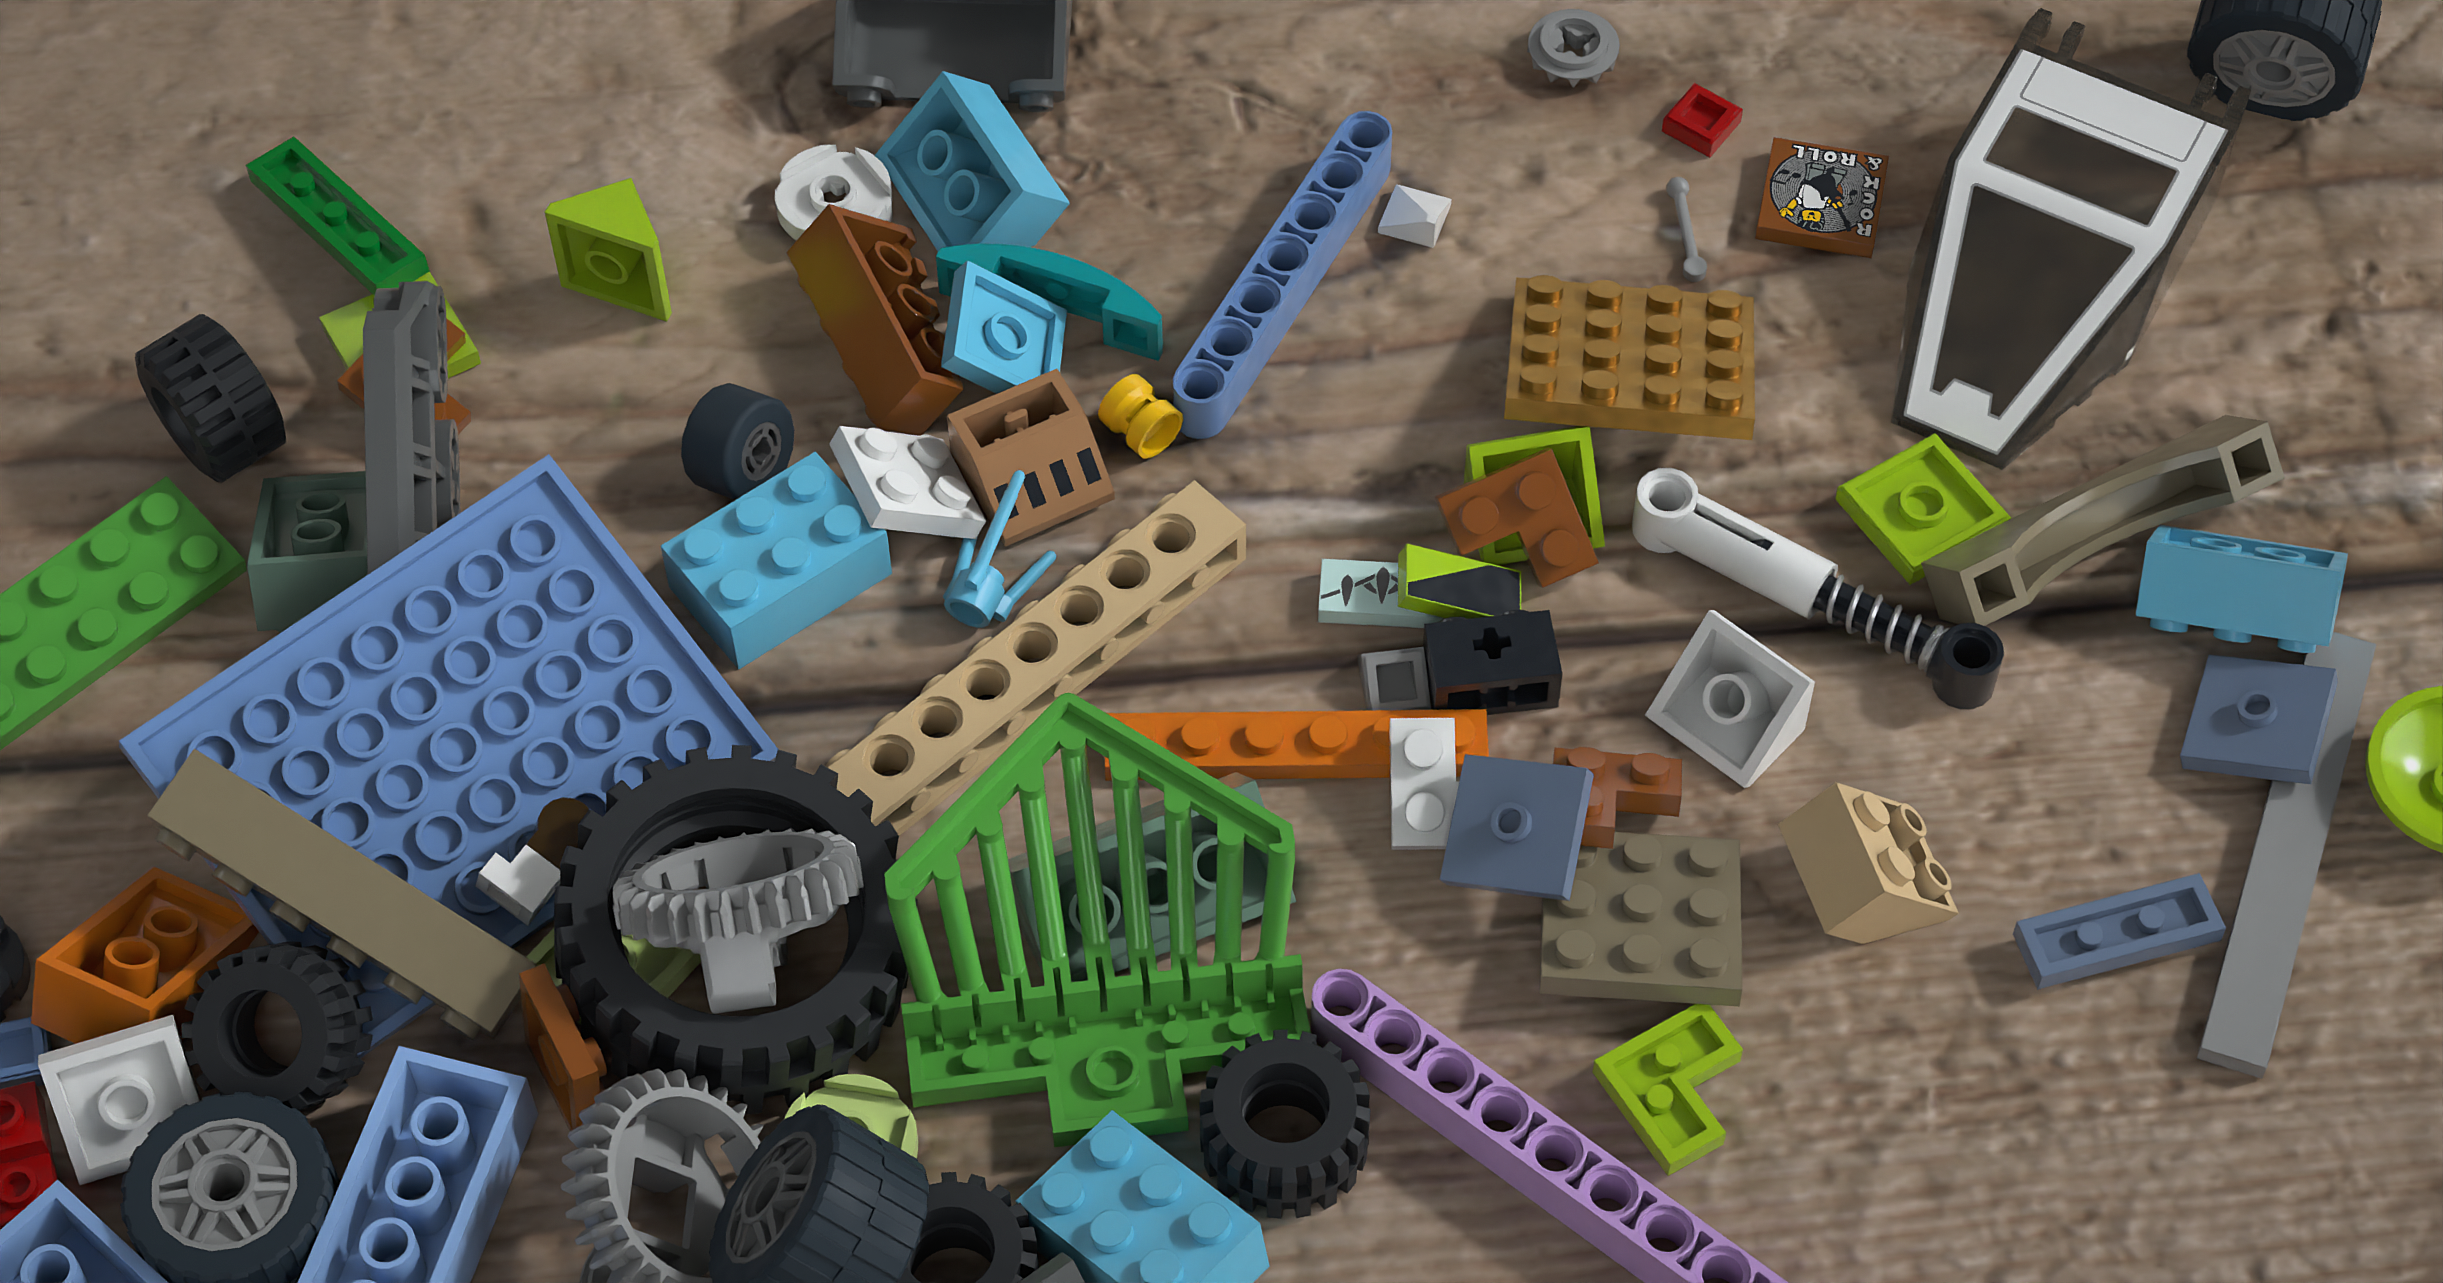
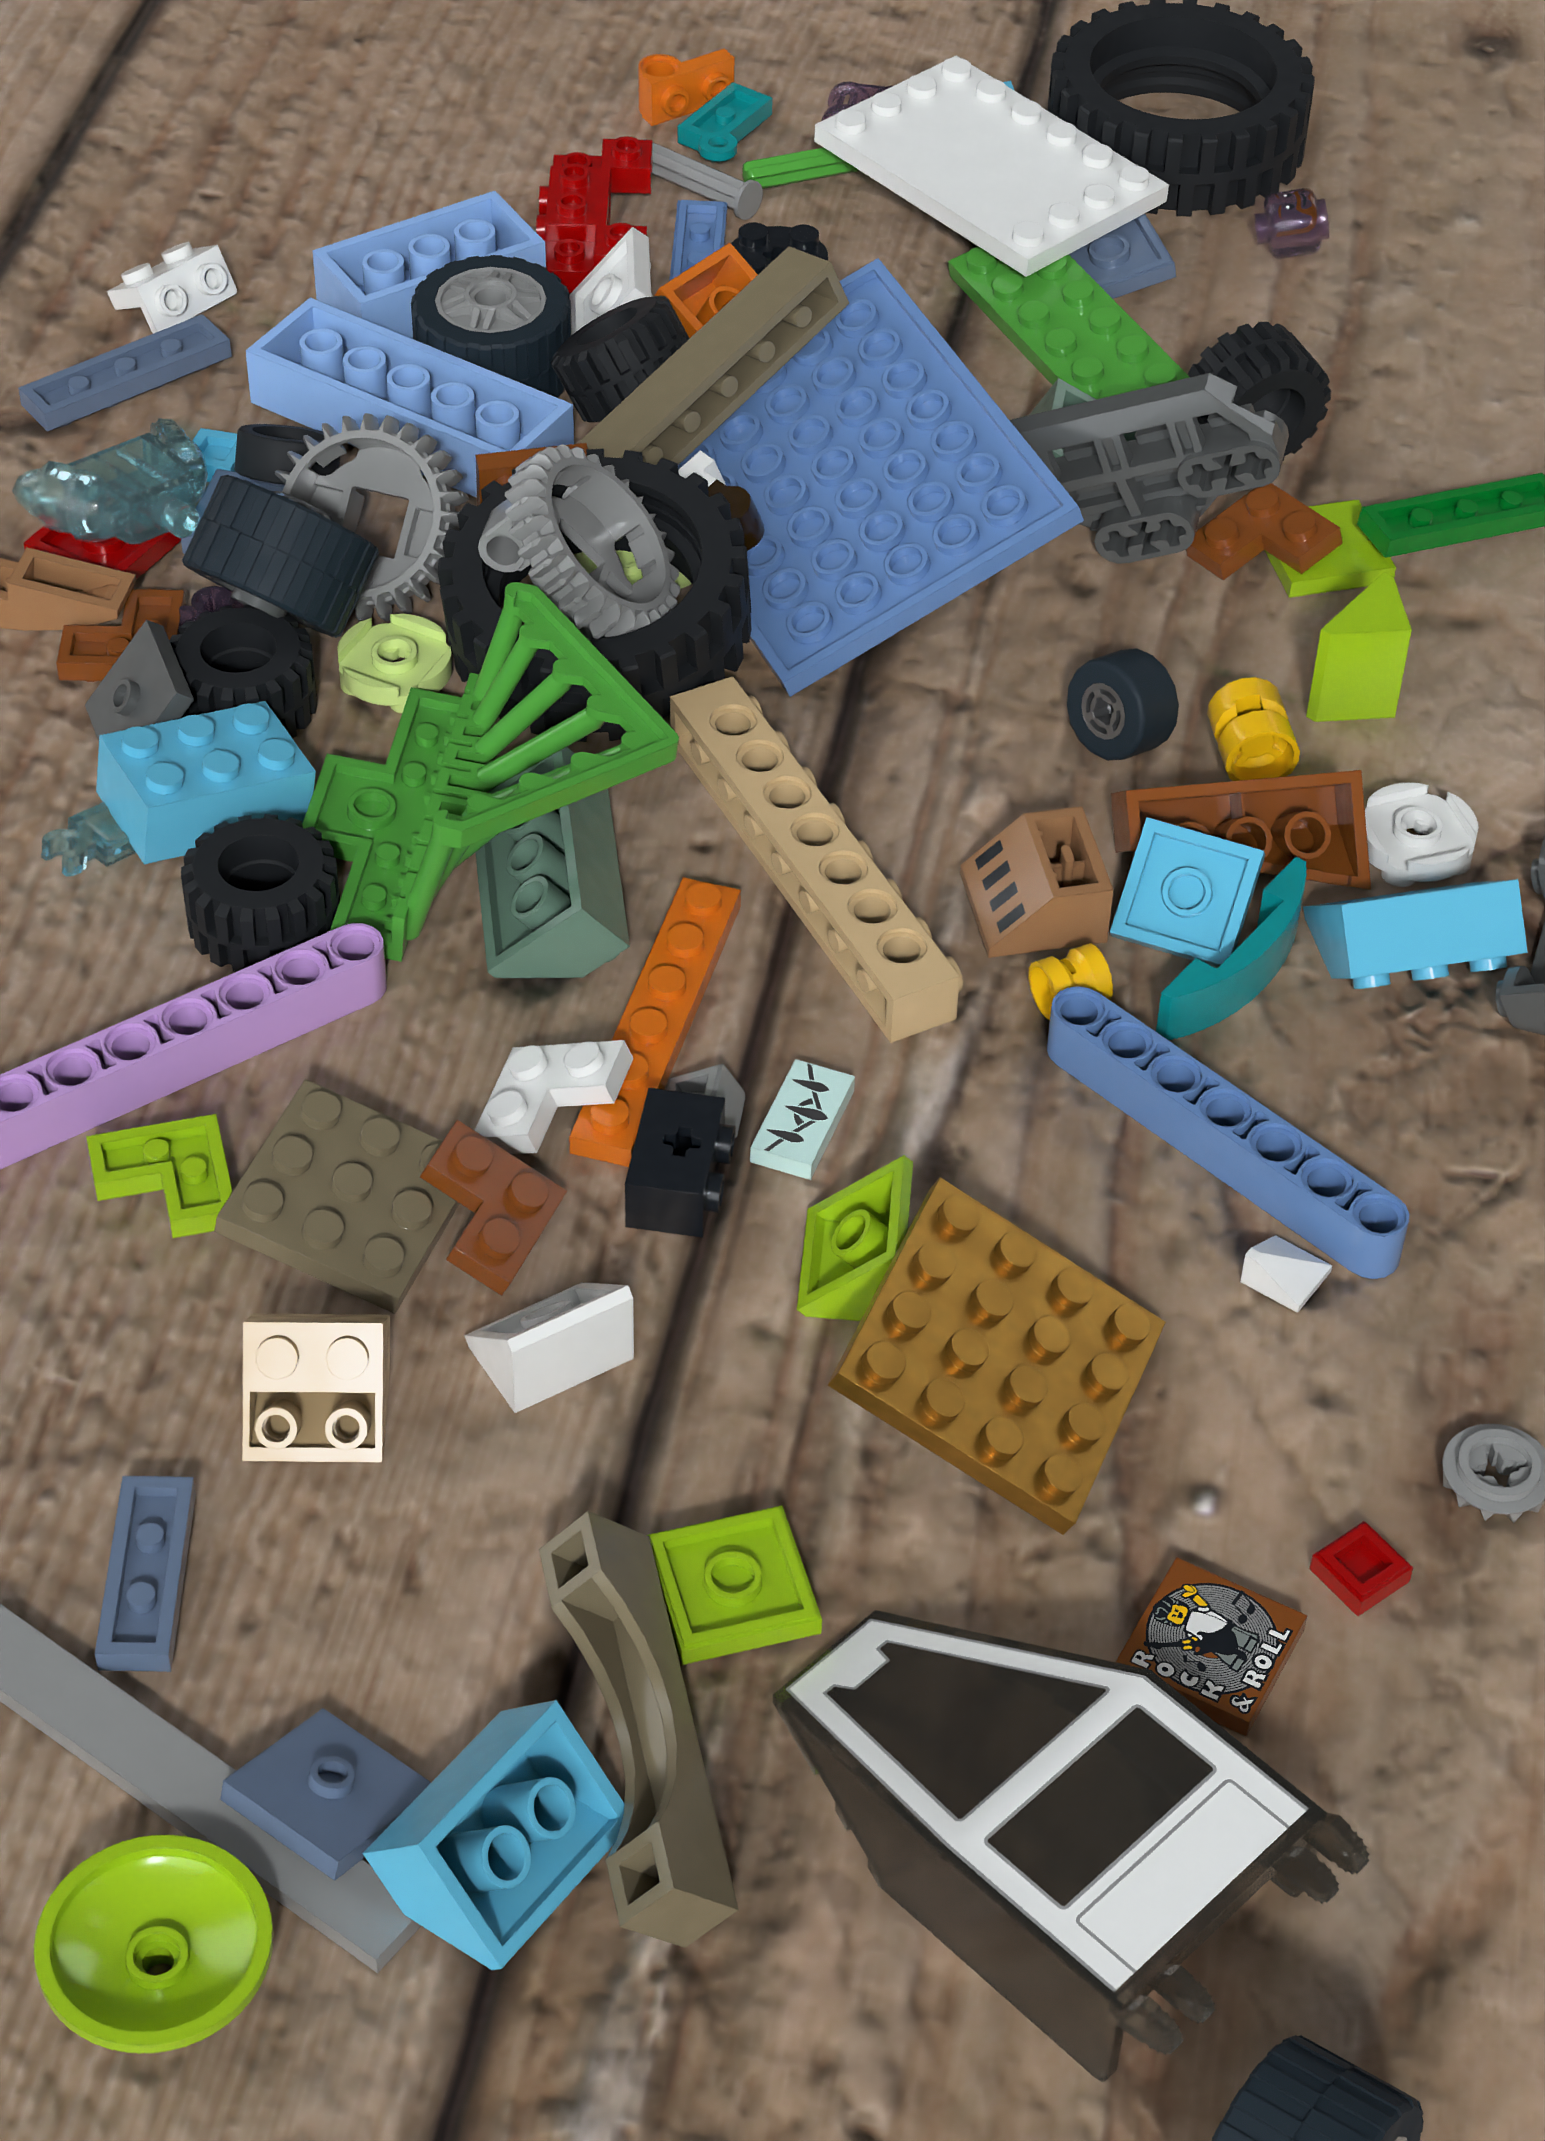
camera: 105 degrees right, 10 degrees down
(743, 333) = (1253, 730): none -> yellow wheel
(776, 560) = (986, 711): medium azure brick -> none
(907, 482) = (1027, 775): white plate -> none
(977, 588) = (911, 835): medium azure plant -> none
(1455, 585) = (772, 1159): tile -> none
(1517, 827) = (462, 1094): sand blue plate -> none
(1526, 500) = (841, 1213): dark orange plate -> none
(1694, 266) = (1145, 1499): light grey hinge -> none
(1809, 585) = (666, 1443): piece -> none

